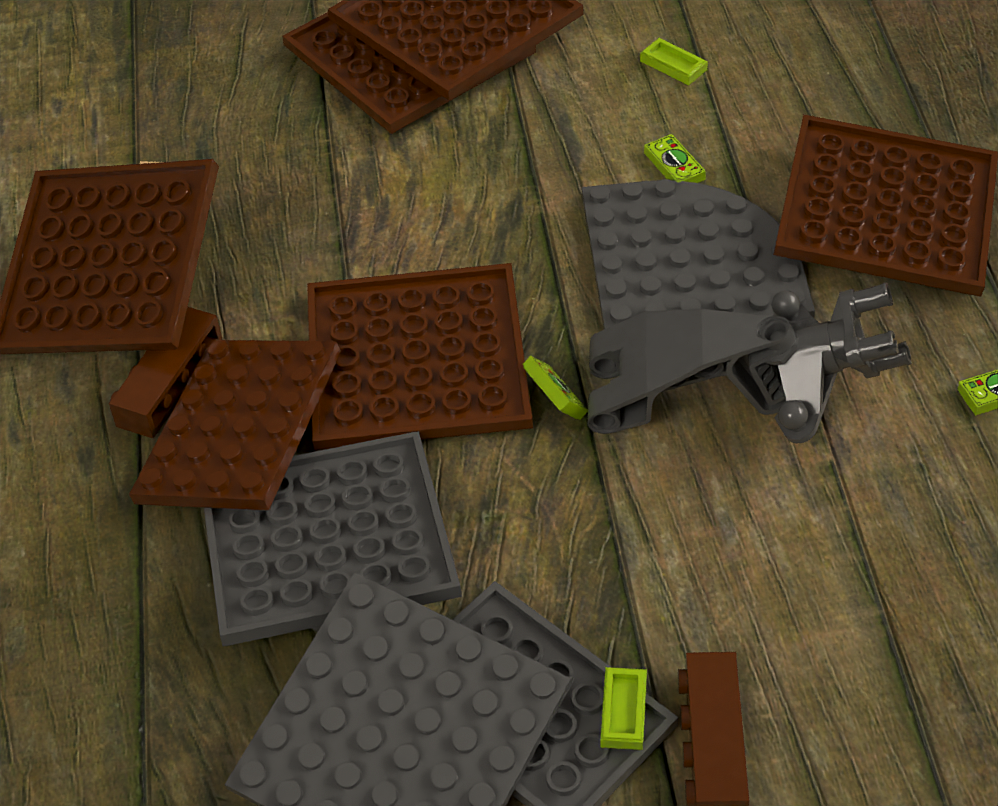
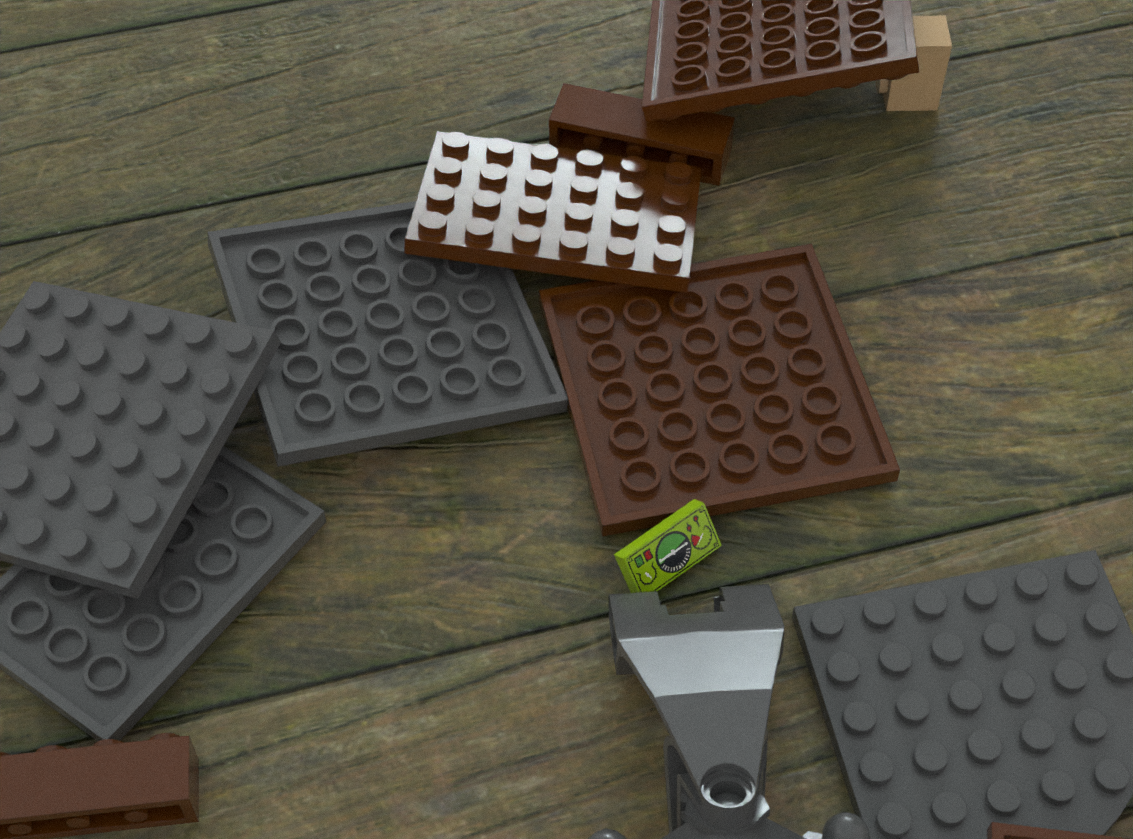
camera: 80 degrees right, 5 degrees up
(623, 708) = (114, 671): lime tile -> none

